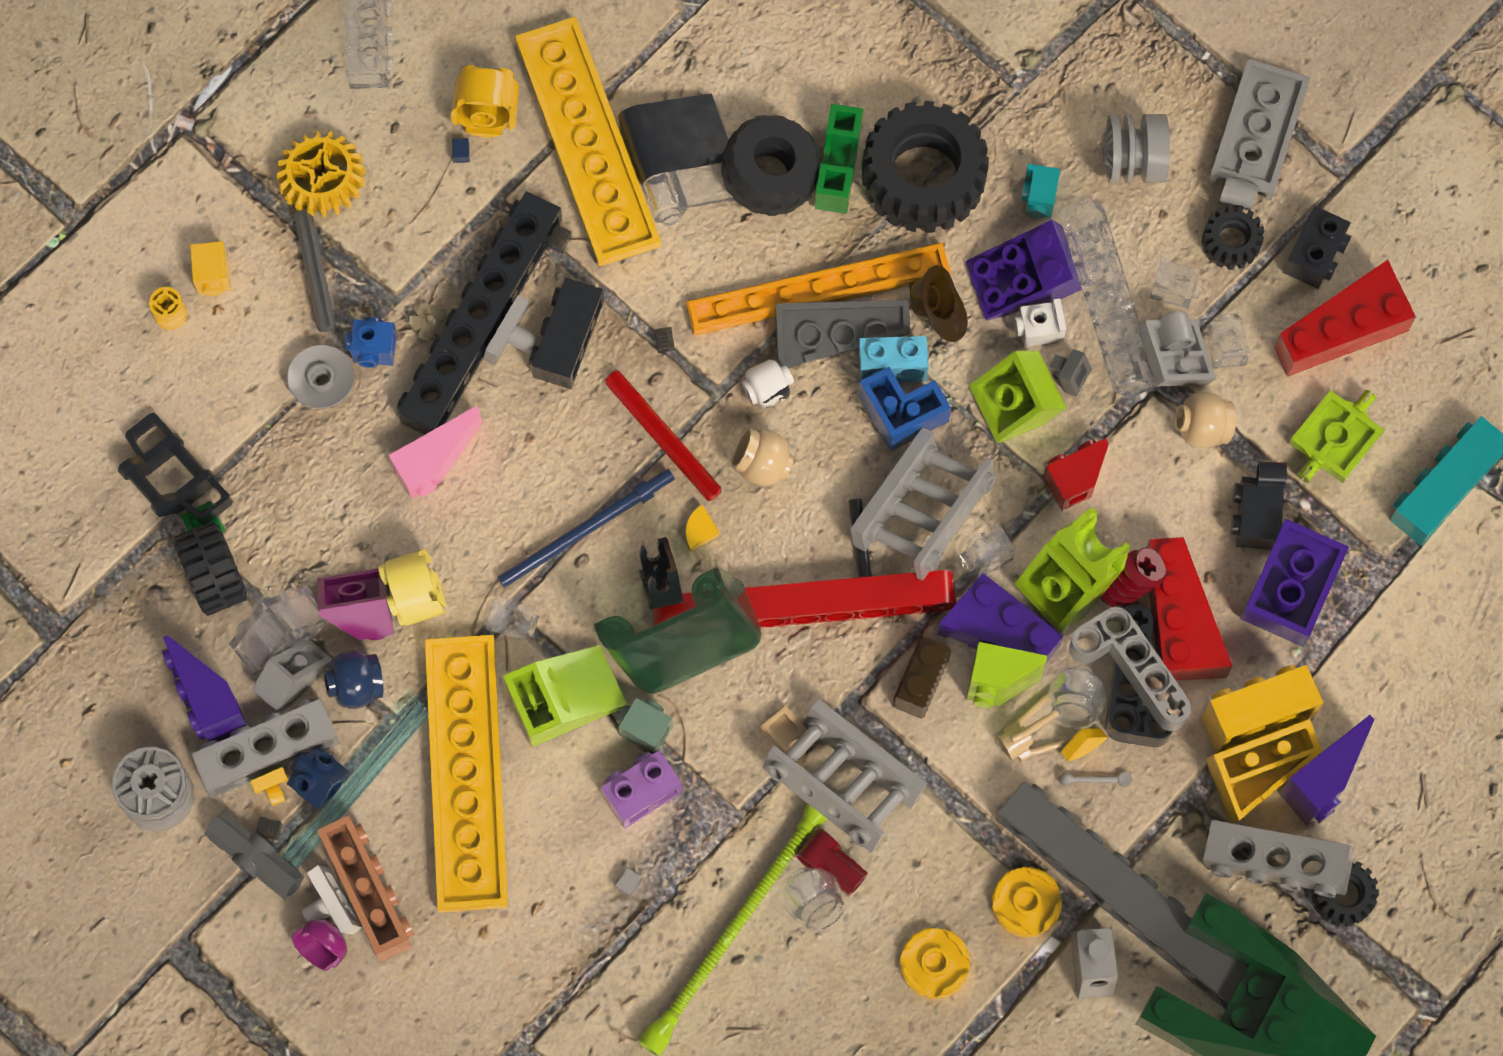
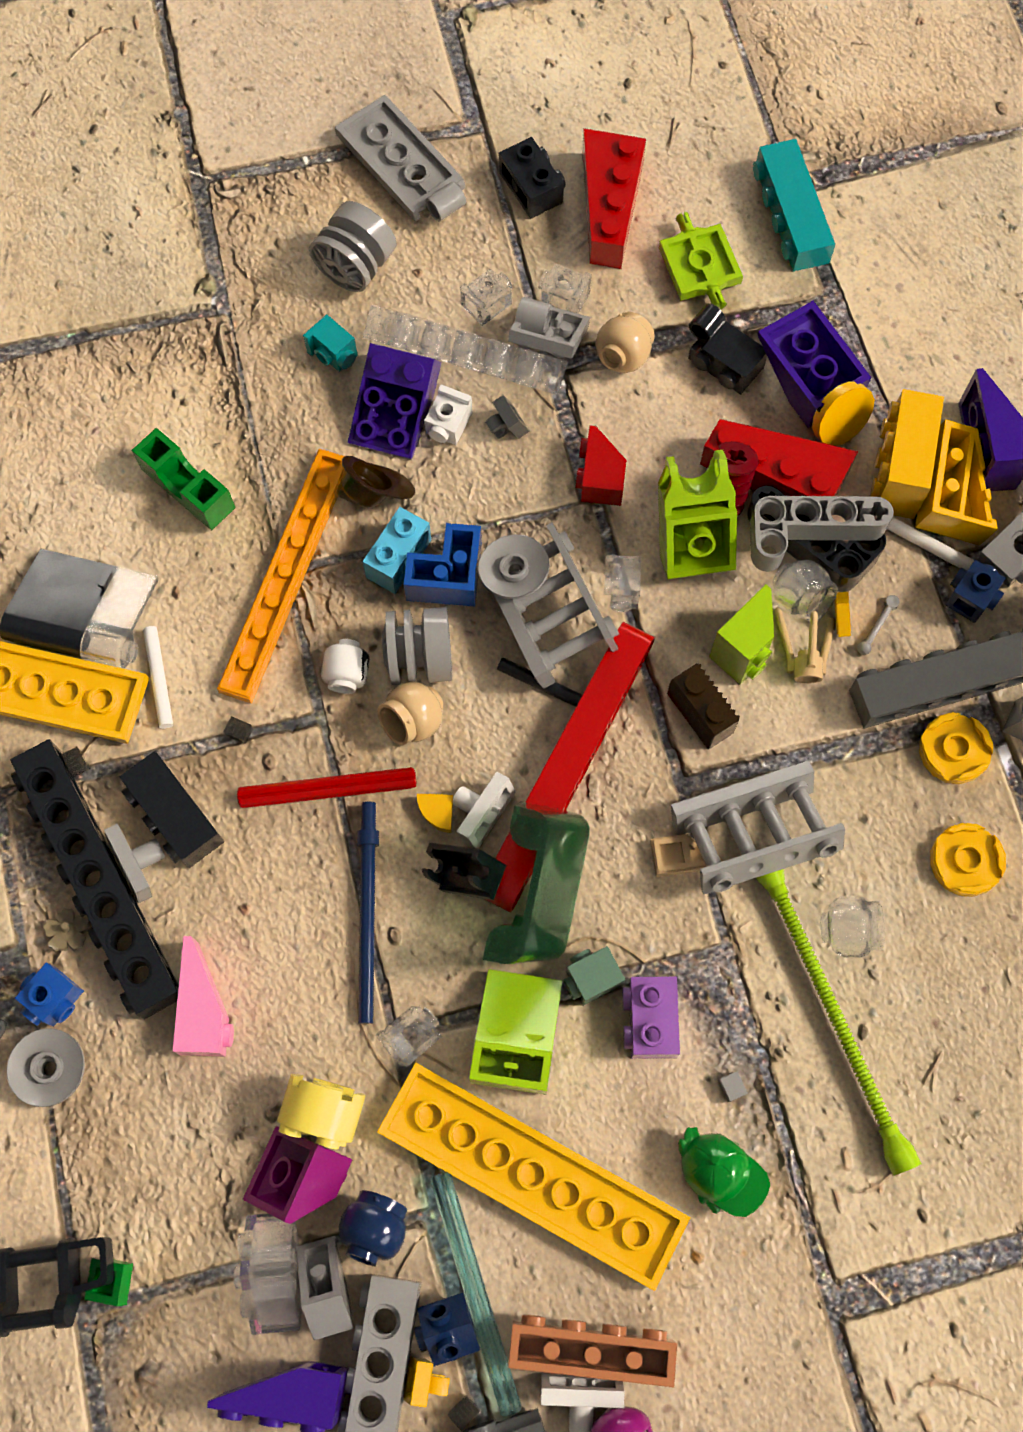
camera: 55 degrees left, 0 degrees up
(210, 568) = (164, 1307): black tyre -> none
(556, 907) = (722, 1173): none -> green hair
(666, 252) = (158, 677): none -> white bar
(738, 563) = (482, 809): none -> white tile
(775, 138) = (140, 511): black tyre -> none
(819, 427) = (418, 646): none -> light grey wheel
(825, 852) = (815, 892): dark red piece -> none
(831, 328) = (329, 587): dark grey wing -> none
(934, 129) = (234, 379): black tyre -> none
(934, 442) = (509, 554): none -> light grey dish
(999, 619) = (694, 611): dark purple wedge -> none
(1017, 395) = (499, 474): lime slope -> none
(1164, 840) = (975, 590): none -> dark blue brick
(1200, 786) = (930, 544): none -> white bar
(1238, 220) = (477, 216): black tyre -> none
(1263, 635) = (843, 413): none -> yellow tile

